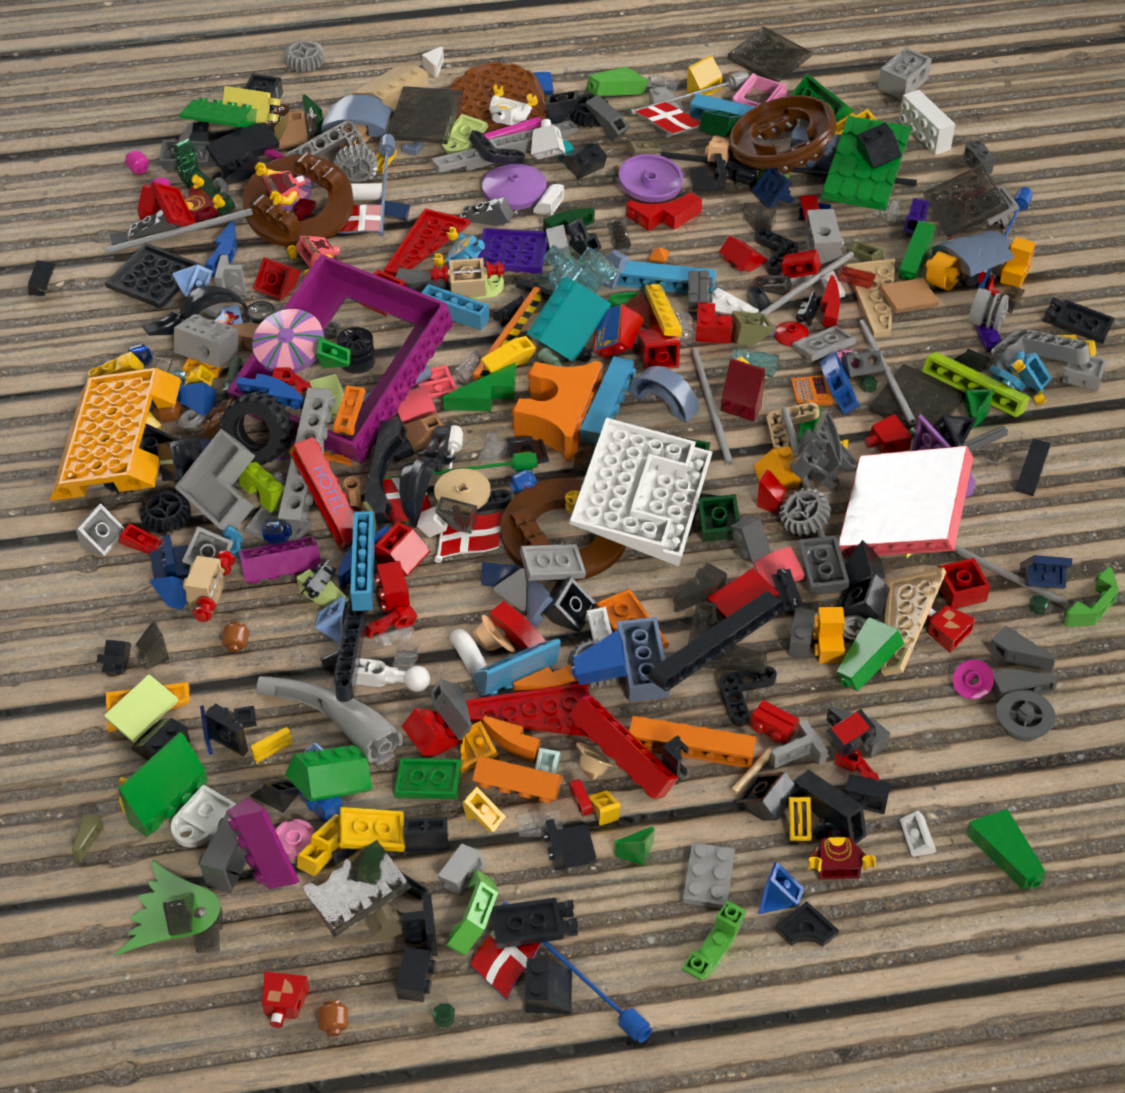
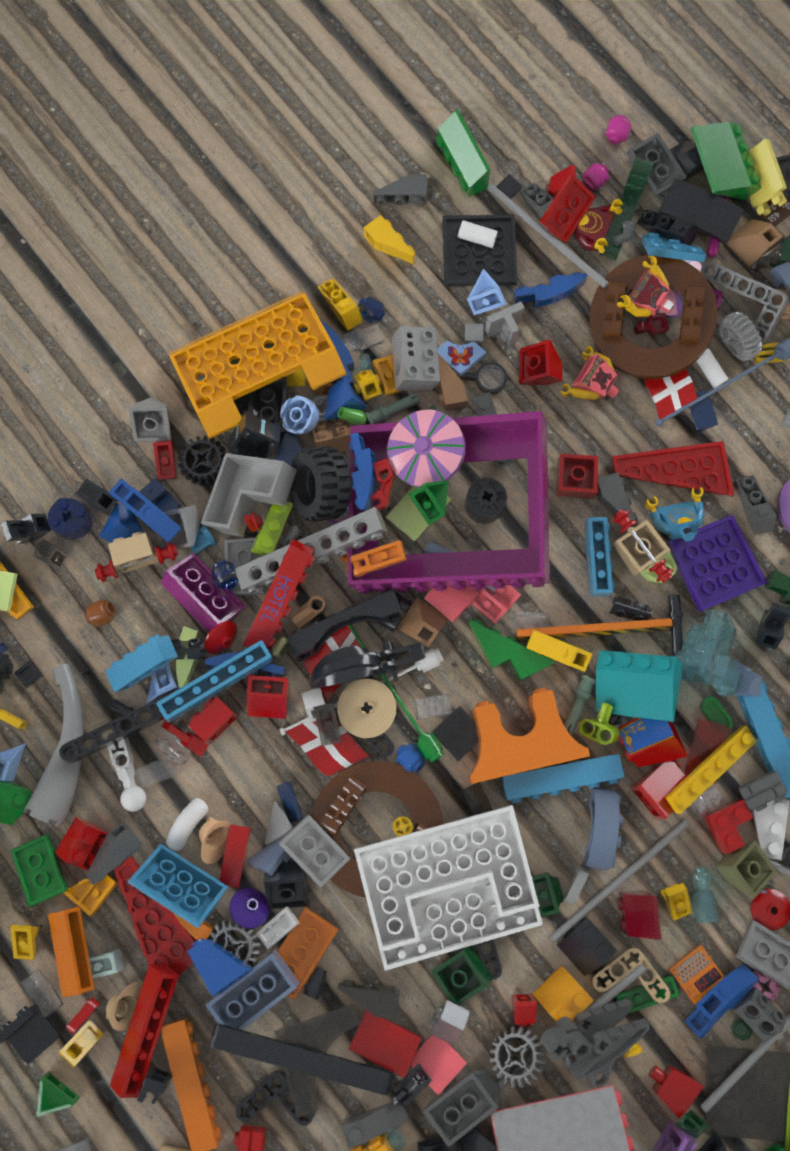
camera: 60 degrees right, 30 degrees up
(40, 278) = (415, 155): black hinge -> none
(63, 294) = (407, 190): none -> dark grey slope
(70, 246) = (463, 154): none -> slope
(92, 322) = (385, 239): none -> yellow slope
(131, 620) = (69, 508): none -> clear blue brick
(137, 594) = (96, 496): none -> black brick
(141, 264) = (477, 234): none -> white brick
(174, 549) = (145, 510): none -> blue slope
(187, 422) = (299, 415): none -> light blue cylinder
(195, 302) = (453, 321): black piece -> none
(216, 397) = (352, 416): none -> bright green cone
(250, 170) = (671, 248): none -> dark azure plate
(250, 487) = (253, 521): none -> red plate
(305, 611) = (141, 663): none -> dark azure brick
(328, 553) = (221, 637): none -> red dish
(512, 739) = (113, 919): orange slope -> none
(558, 237) = (756, 601): light grey hinge -> none
(571, 635) = (243, 914): none -> dark purple dish
(583, 356) = (600, 726): none -> lime beam
(665, 622) = (315, 983): none -> black cone
(697, 427) = (576, 885): none -> light grey beam
(747, 440) = (586, 947): none -> black slope

